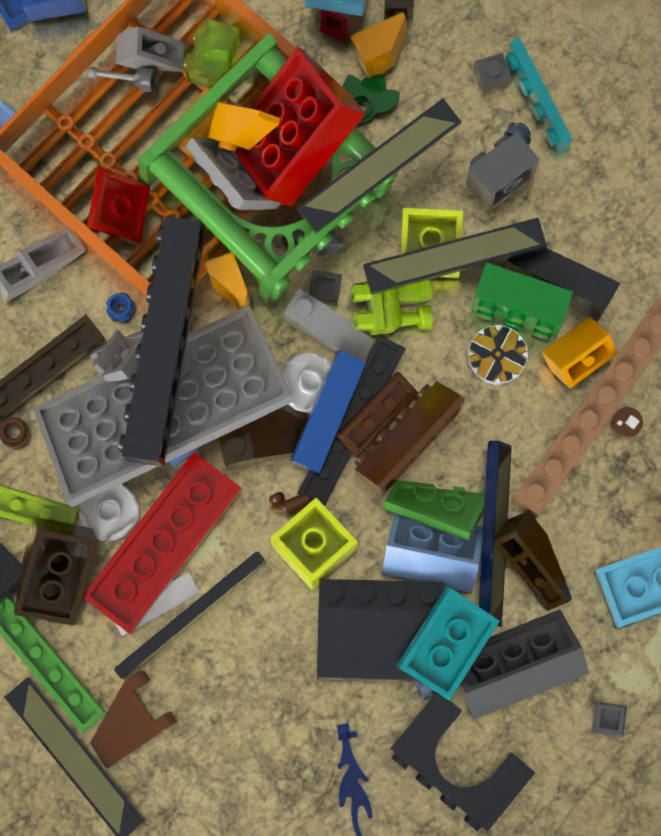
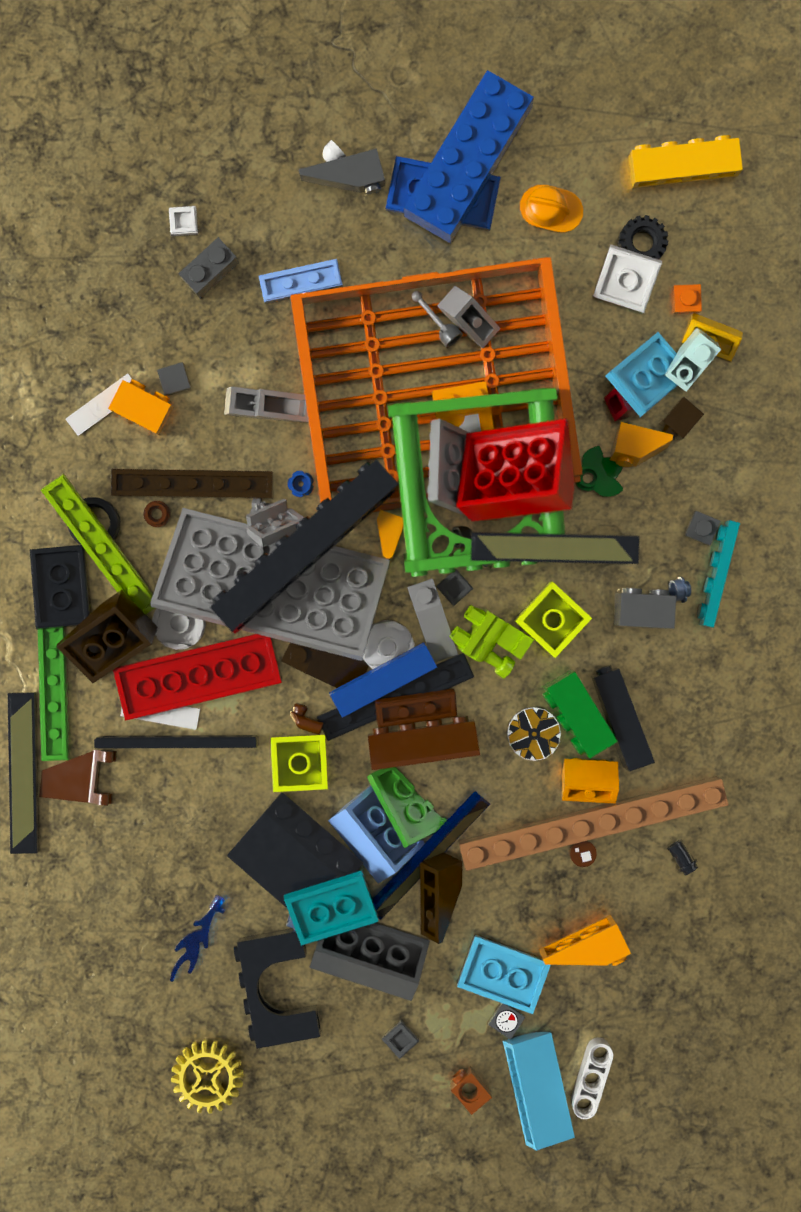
camera: 35 degrees right, 10 degrees up
(118, 206) = (354, 416): red tile -> none
(212, 53) = (511, 355): clear neon green brick -> none
(240, 126) = (480, 437): light orange slope -> none
(454, 256) = (558, 647): olive tile -> none

